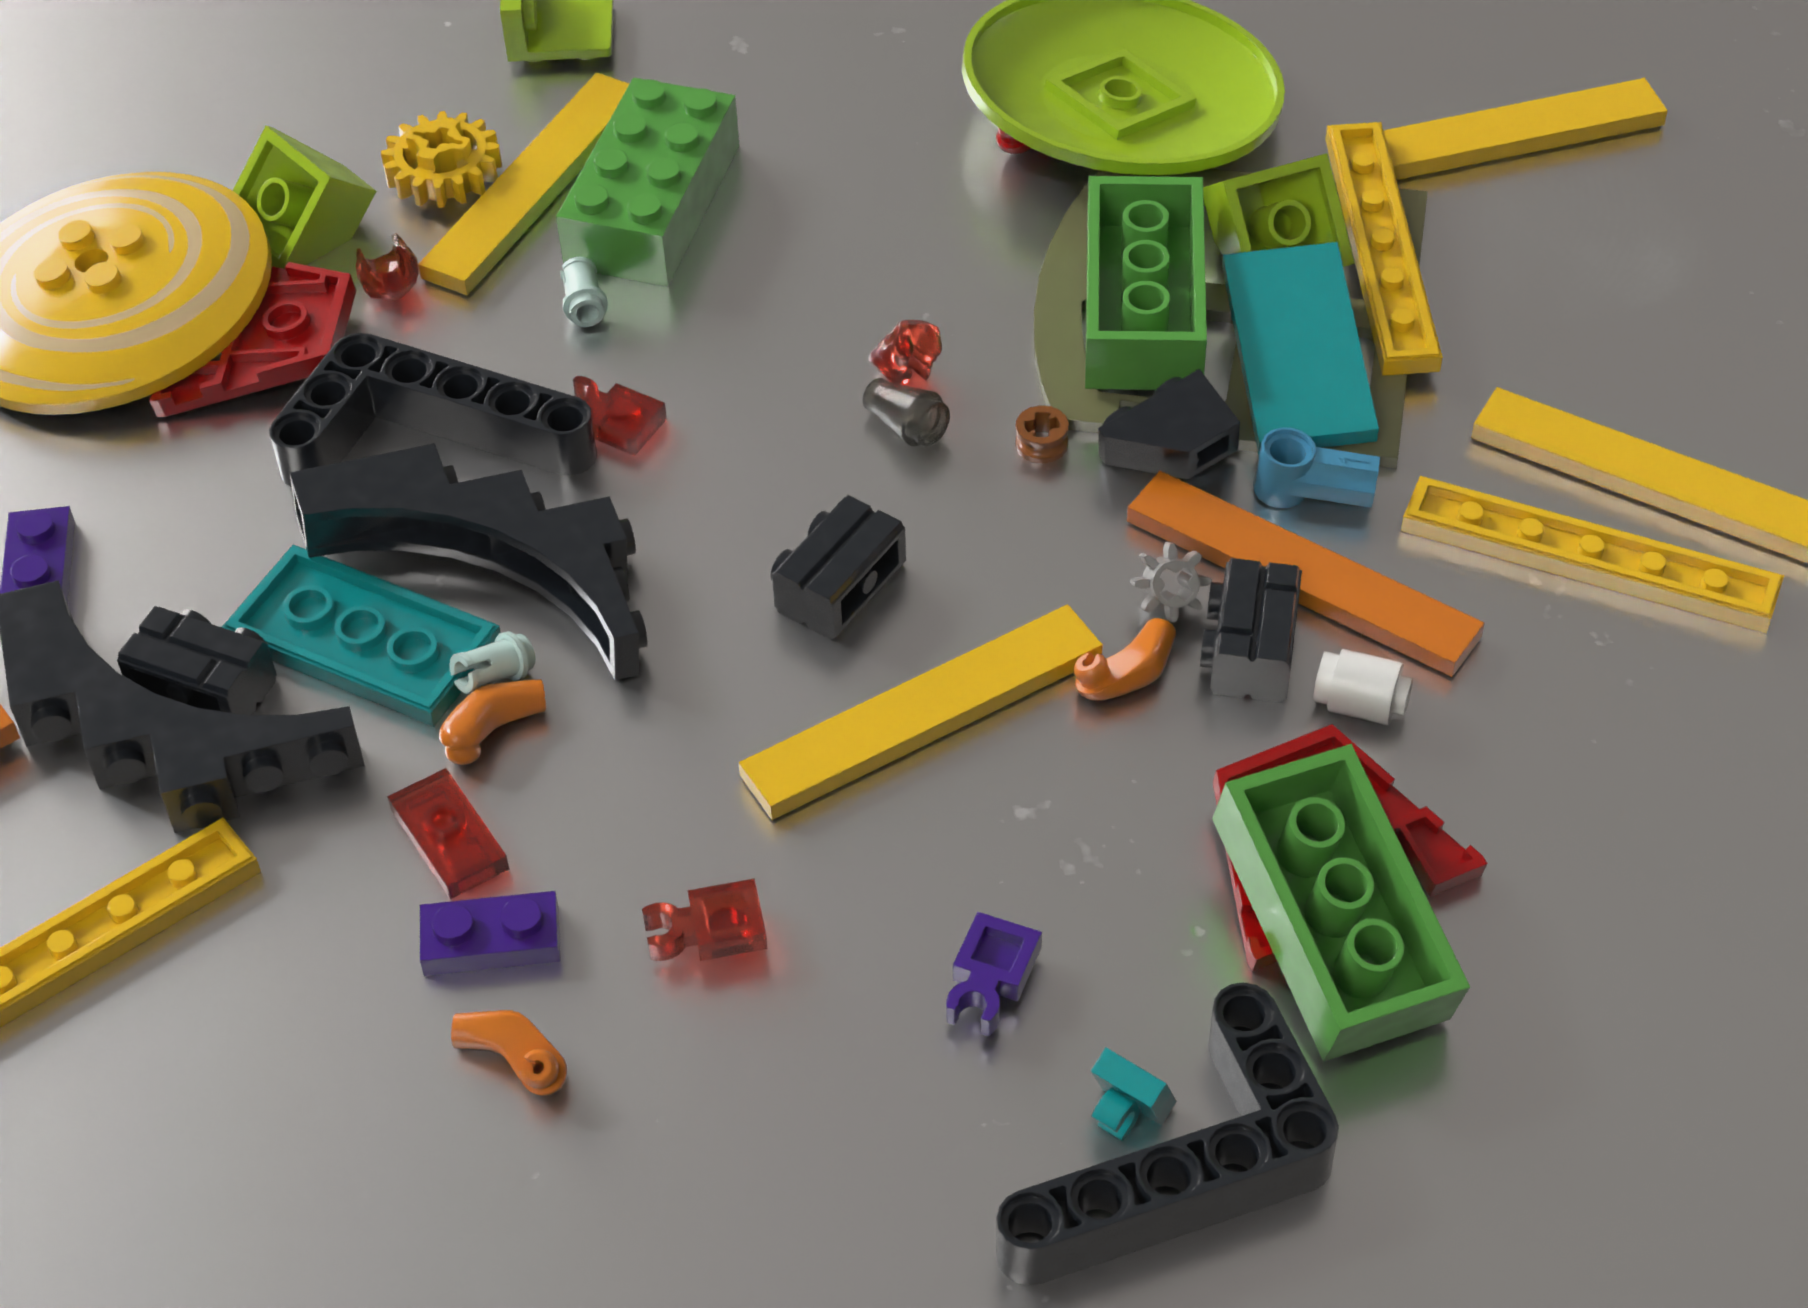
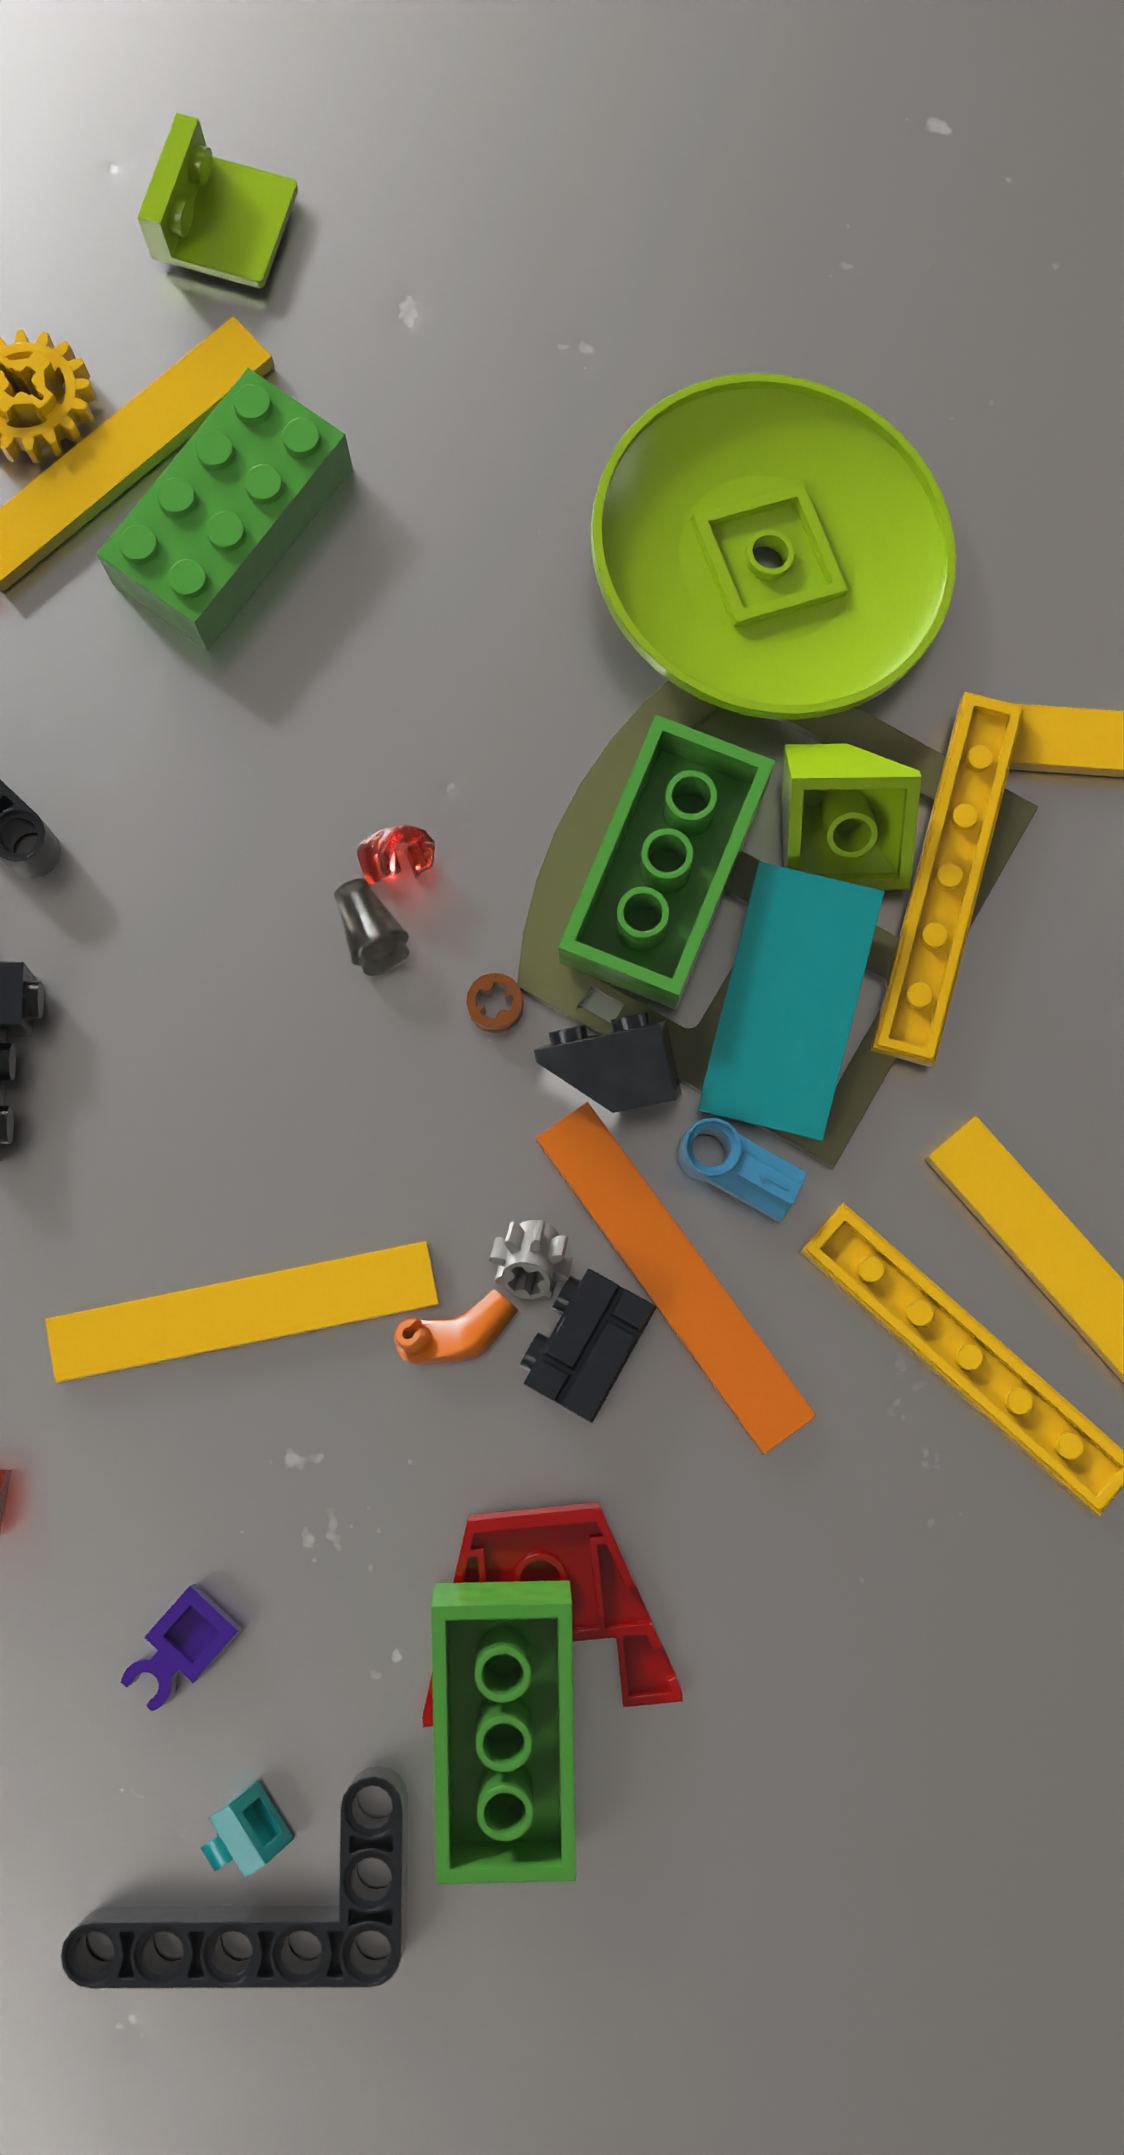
camera: 20 degrees right, 30 degrees up
(584, 300) = (107, 654): light aqua pin -> none
(621, 415) = (89, 822): clear red plate -> none
(838, 566) = (222, 1113): black brick -> none
(1362, 686) = (661, 1454): white brick -> none

